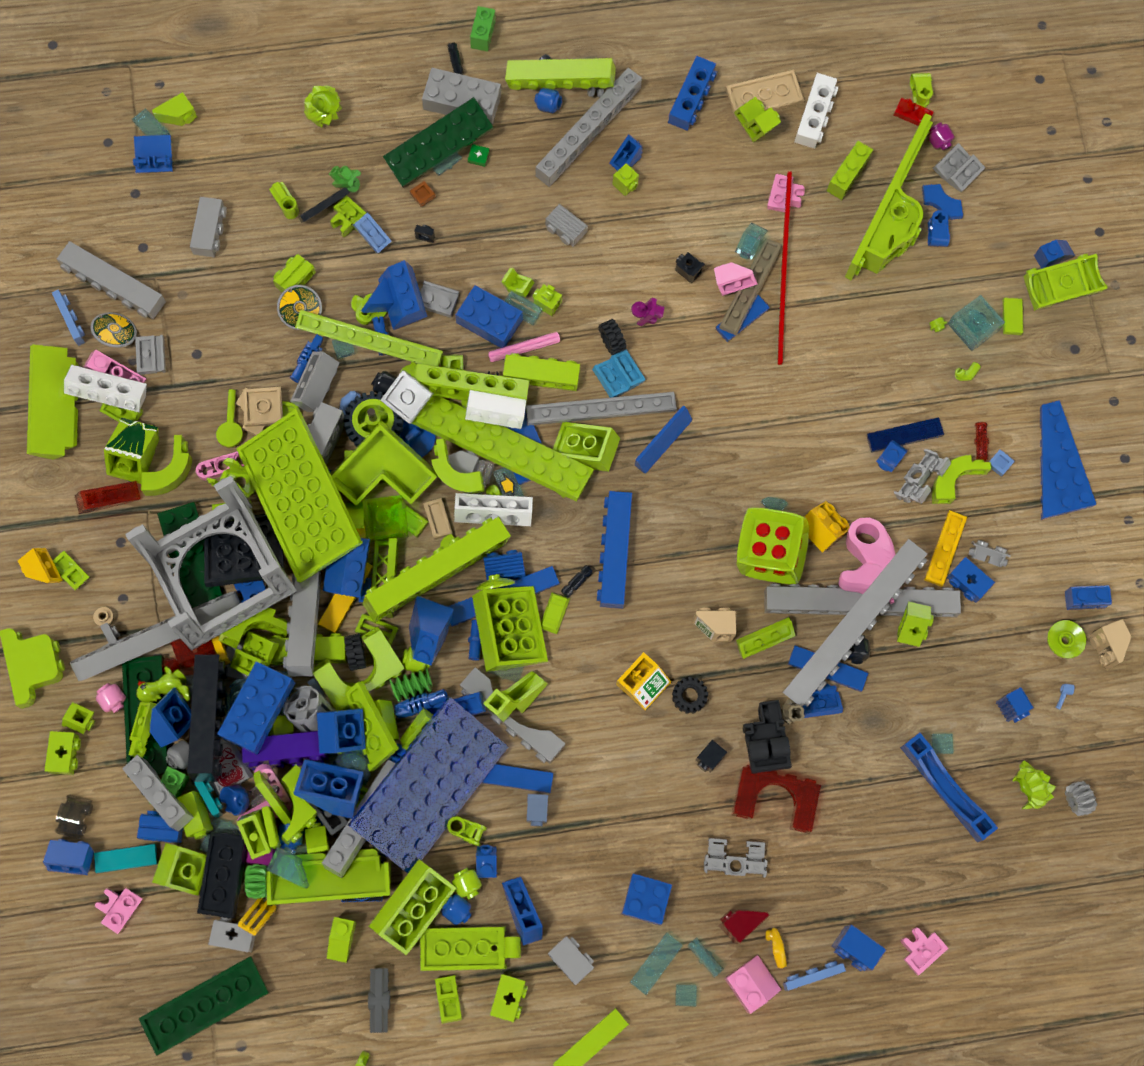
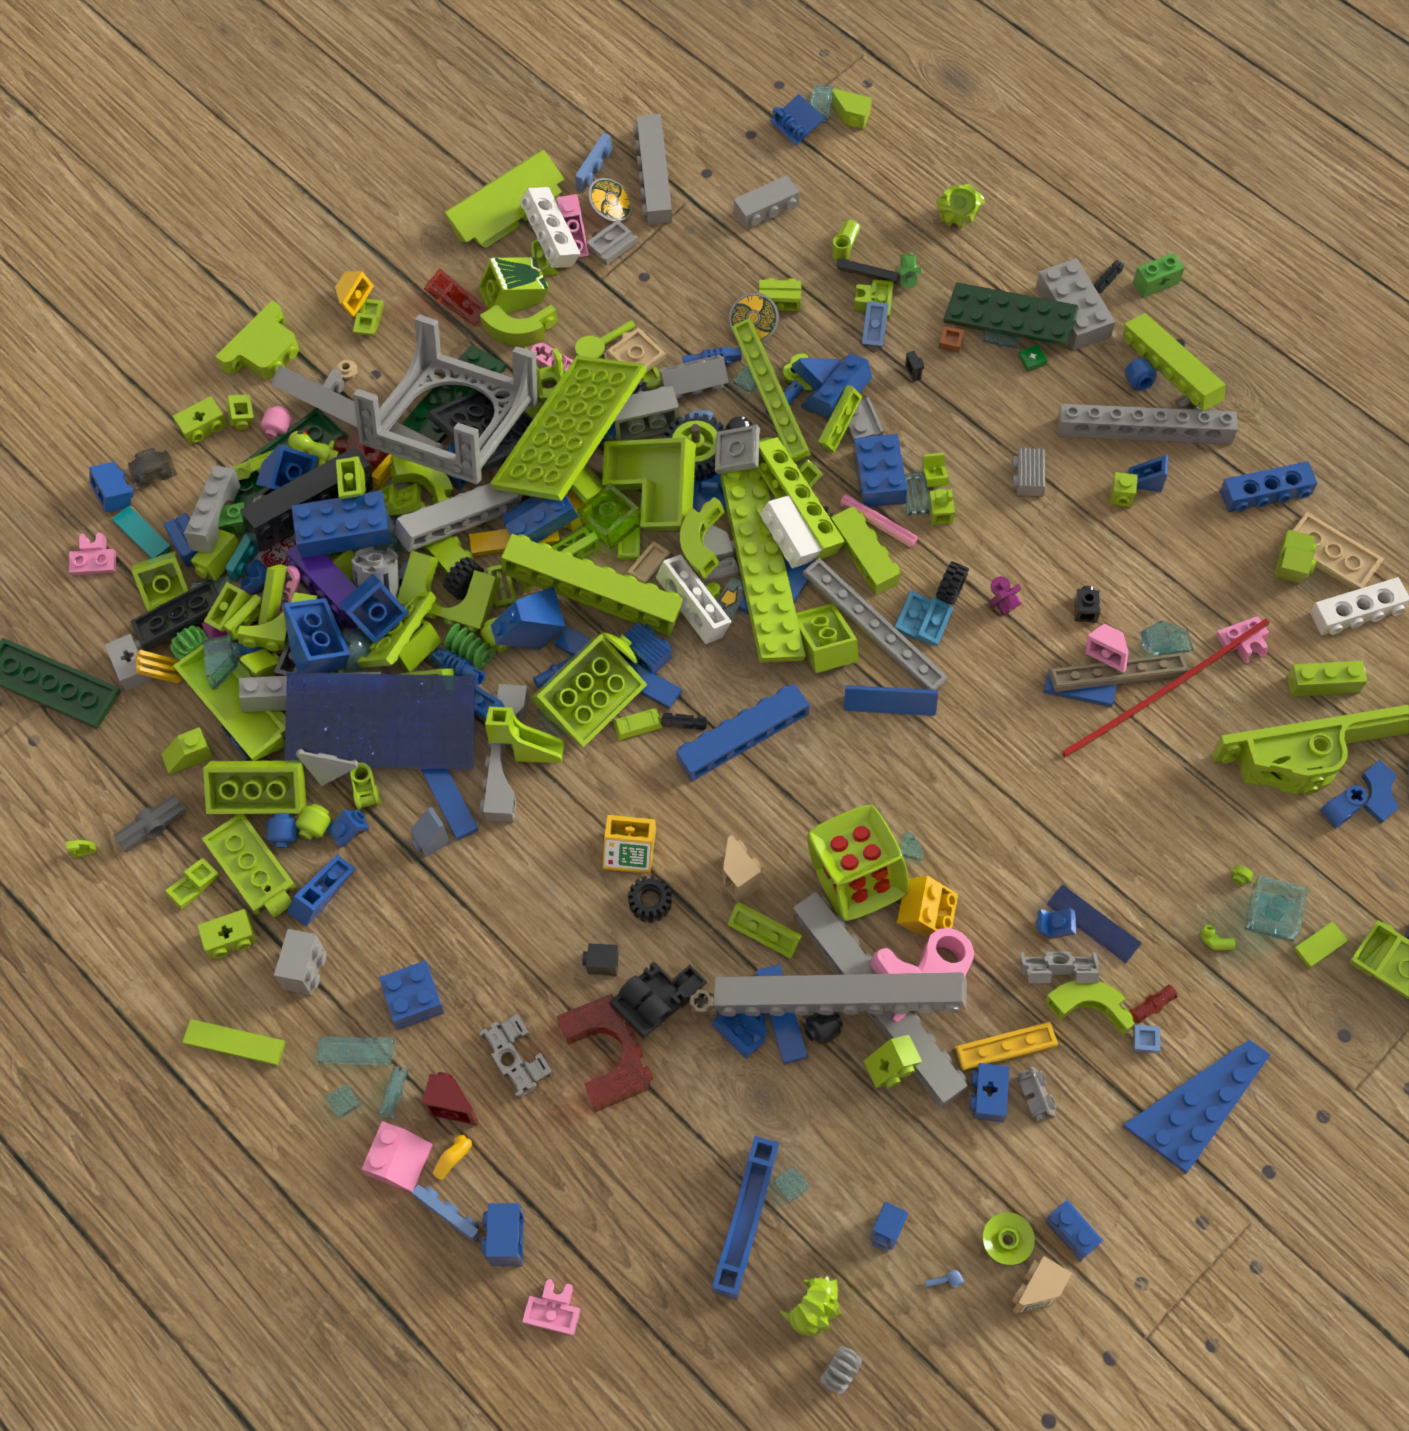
camera: 60 degrees right, 10 degrees down
(230, 677) = (350, 477): none -> lime slope
(431, 312) = (840, 419): none -> lime tile
(435, 846) = (324, 766): none -> light grey tile

